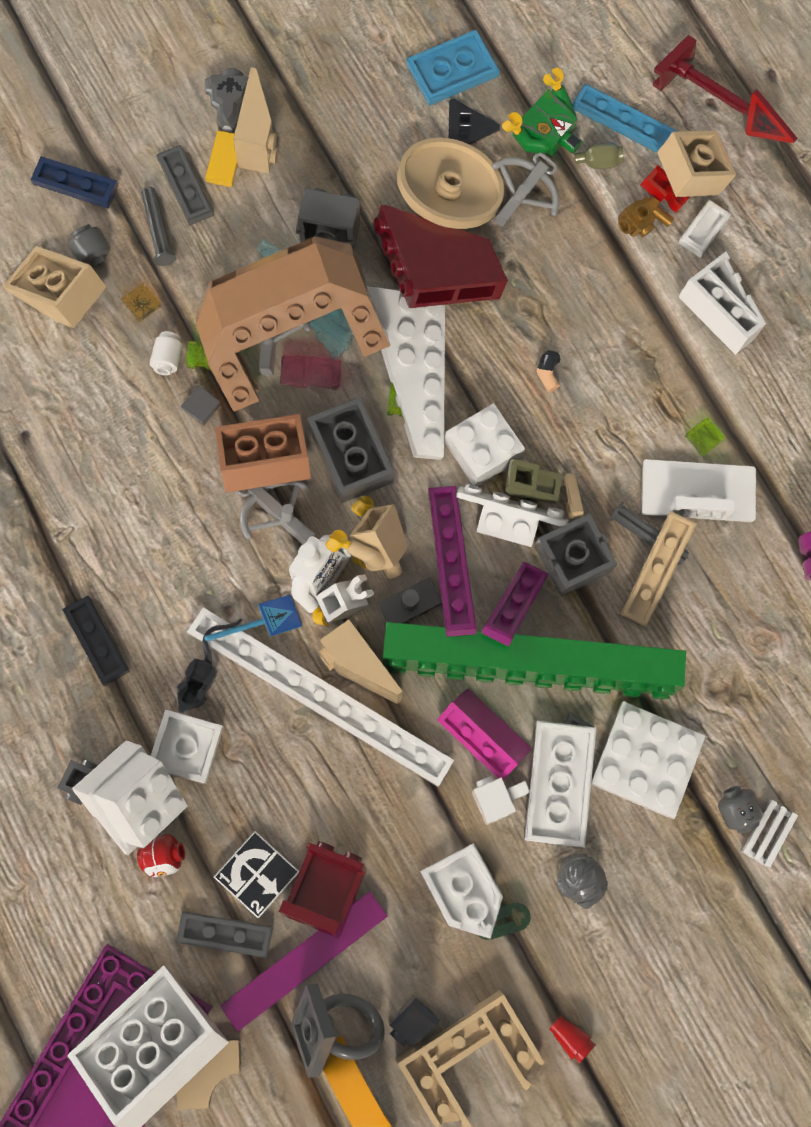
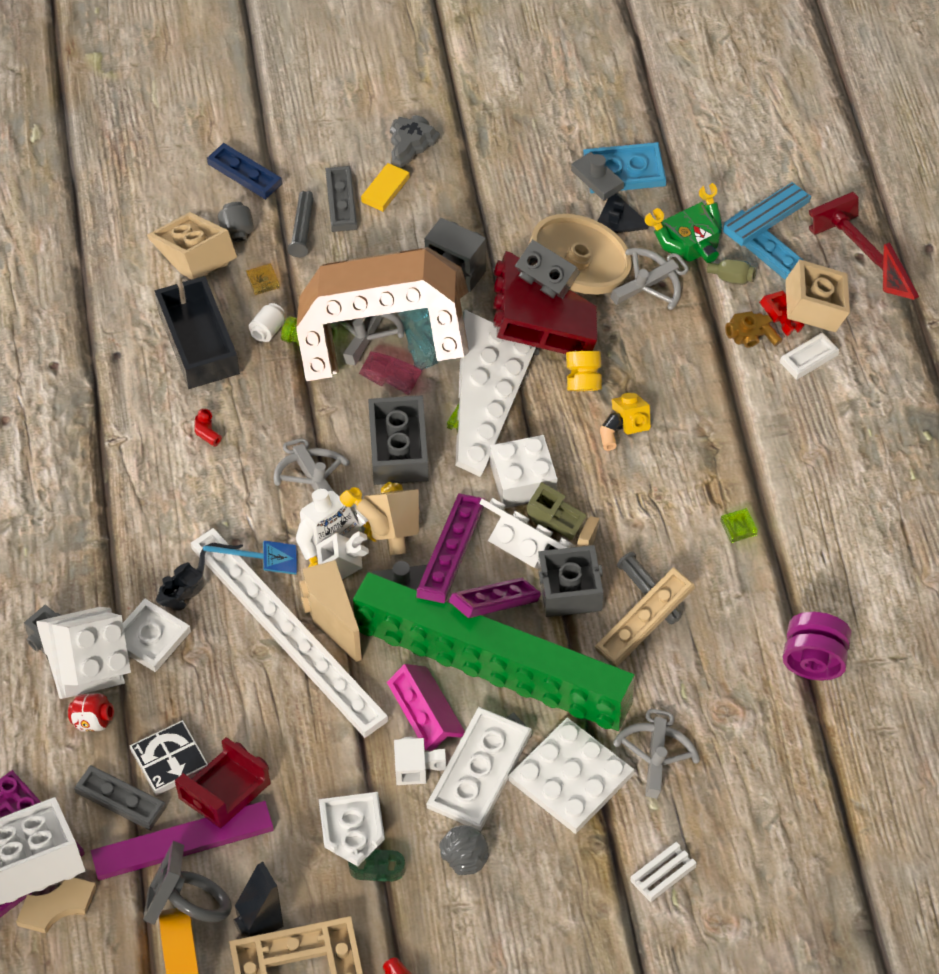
camera: 25 degrees right, 20 degrees down
(96, 640) = (108, 531): black tile -> none
(101, 389) = (197, 333): none -> black piece
(147, 492) = (203, 427): none -> red arm
(201, 405) = (280, 372): dark grey tile -> none
(254, 133) = (417, 167): tan slope -> none
(262, 453) = (317, 418): nougat brick -> none
(433, 86) = (597, 175): none -> dark grey tile
(437, 215) = (547, 269): none -> dark grey brick
(504, 317) = (584, 371): none -> yellow wheel
(564, 343) = (633, 411): none -> yellow bracket
(611, 82) = (766, 214): none -> dark azure tile
(699, 490) = (714, 566): white bracket -> none
(721, 718) = (658, 752): none -> light grey piece
(723, 304) = (796, 416): white wedge -> none
(740, 809) = (641, 838): dark grey head -> none

